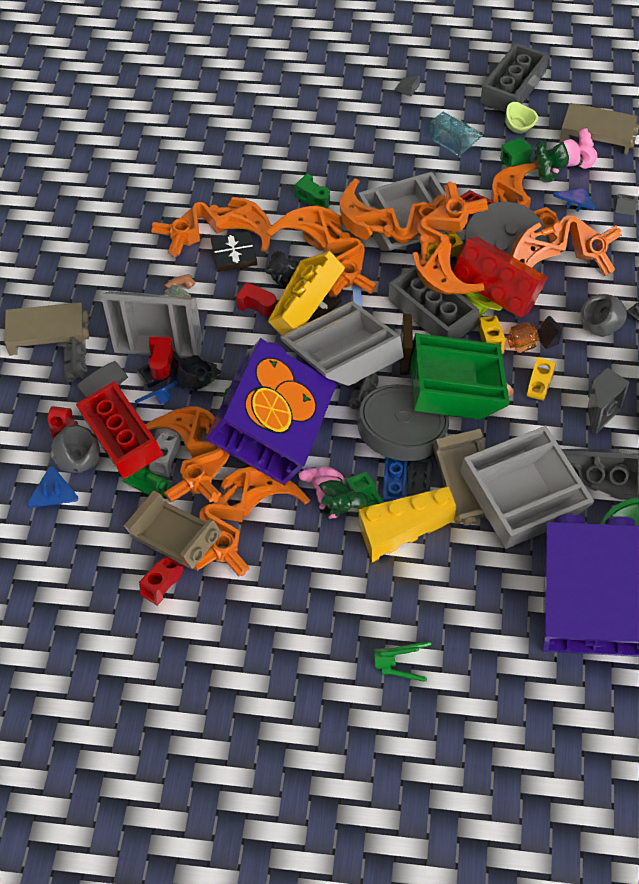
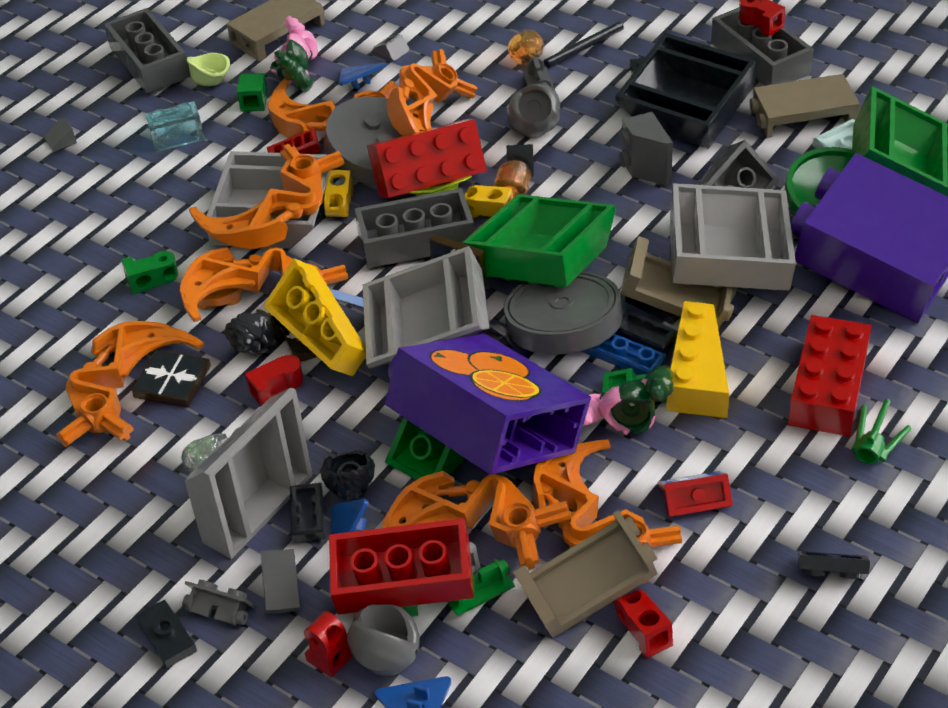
camera: 60 degrees left, 10 degrees down
(41, 354) = (166, 633): none -> black plate
(45, 325) = (131, 616): dark tan panel -> none
(161, 352) = (299, 494): red leg -> none
(180, 280) = (173, 447): nougat arm -> none
(263, 671) = (848, 565): none -> black plate
(286, 566) = (696, 493): none -> red panel
(440, 607) = (829, 375): none -> red brick
(445, 219) = (335, 142): orange piece -> none
(541, 379) = (578, 186): yellow leg -> none

